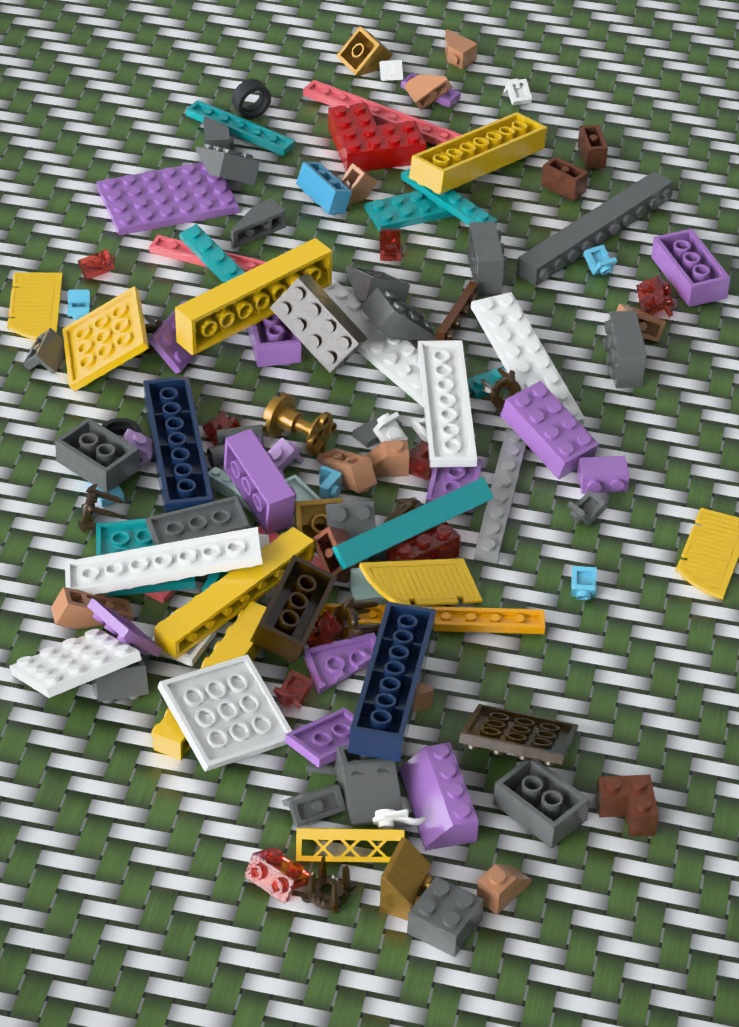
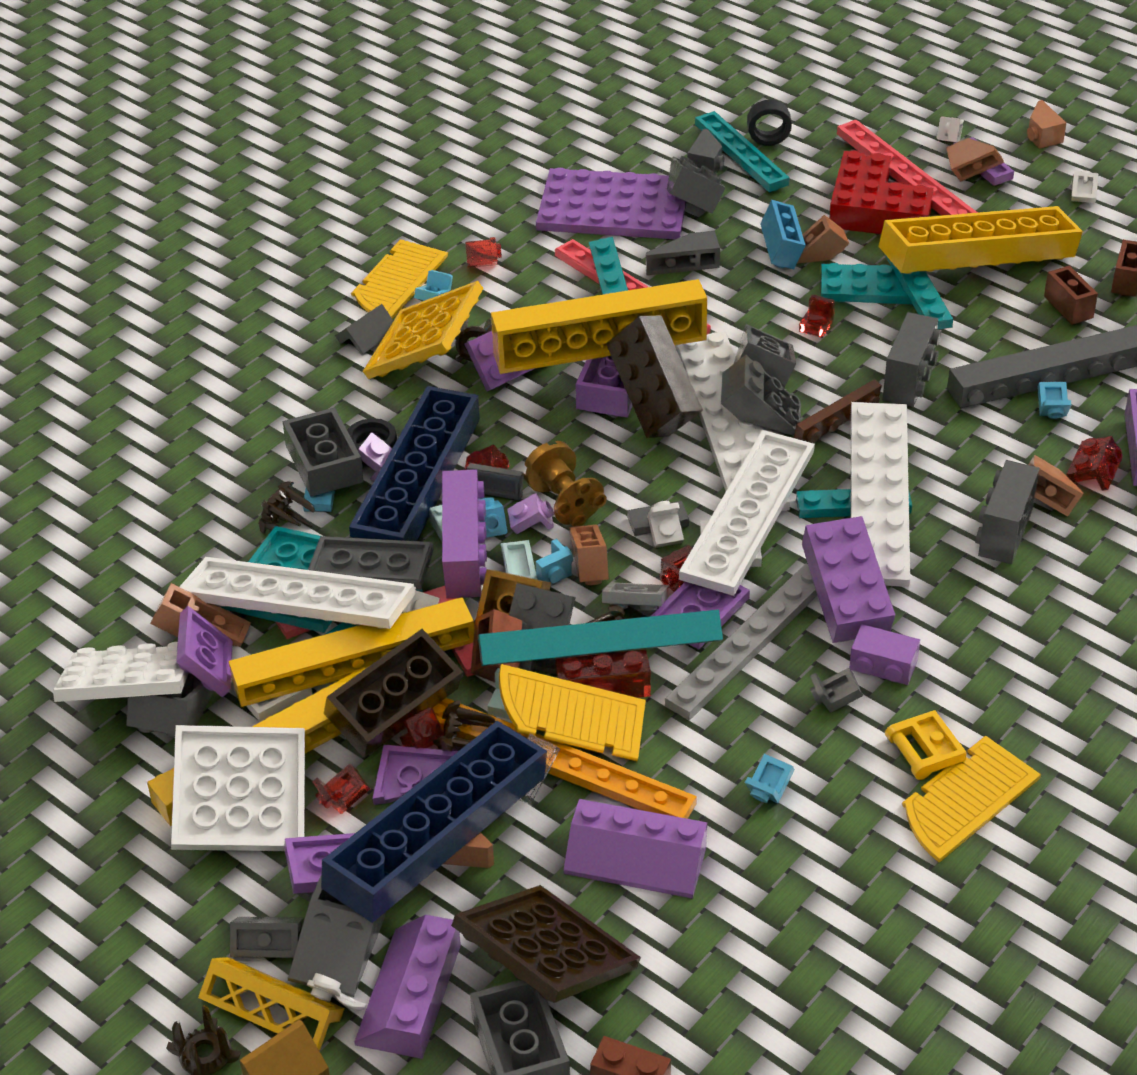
camera: 30 degrees right, 0 degrees up
(276, 873) = (162, 1000): clear red bracket -> none
(363, 53) = (931, 102): pearl gold slope -> none
(390, 459) = (640, 556): nougat slope -> none
(402, 488) = (645, 595): none -> light grey plate
(508, 381) = (812, 511): dark brown piece -> none
(526, 657) = (635, 848): none -> medium lavender slope
(671, 520) = (934, 739): none -> yellow plate

